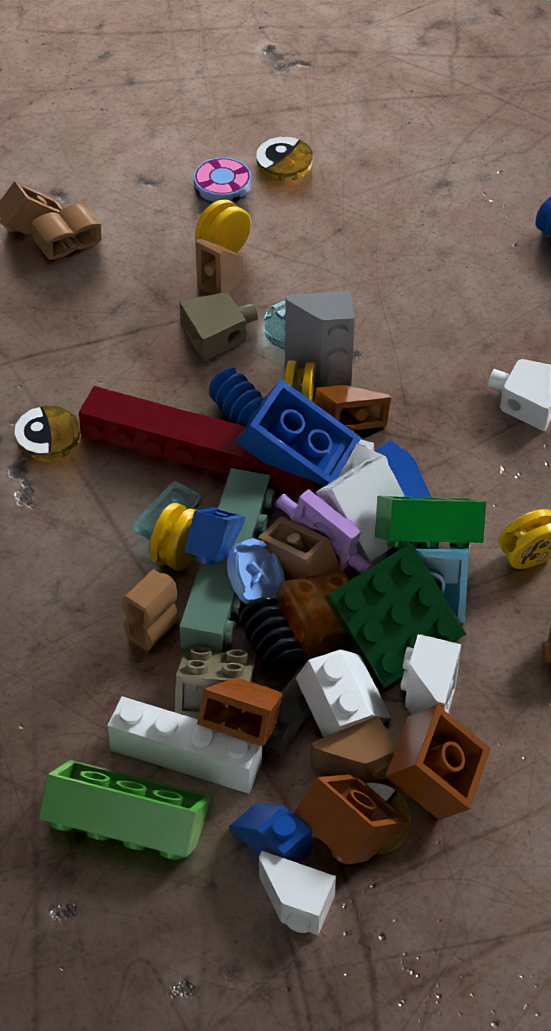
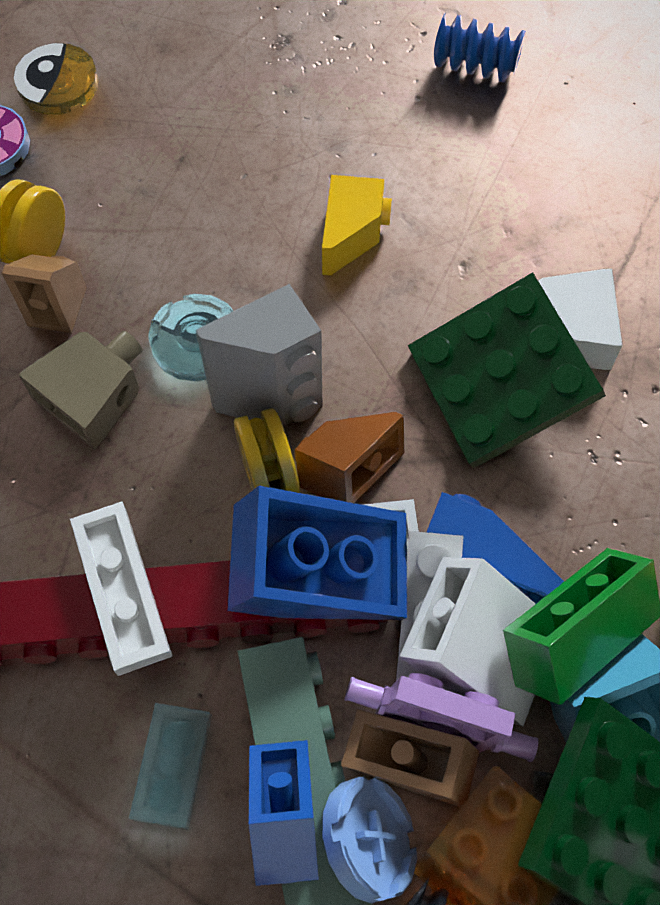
camera: 25 degrees left, 15 degrees up
(171, 536) = (212, 827): yellow head -> none
(183, 412) = (120, 589): none -> white plate
(235, 395) = (185, 511): blue piece -> none
(424, 294) = (352, 219): none -> yellow slope
(468, 399) = (505, 370): none -> dark green plate

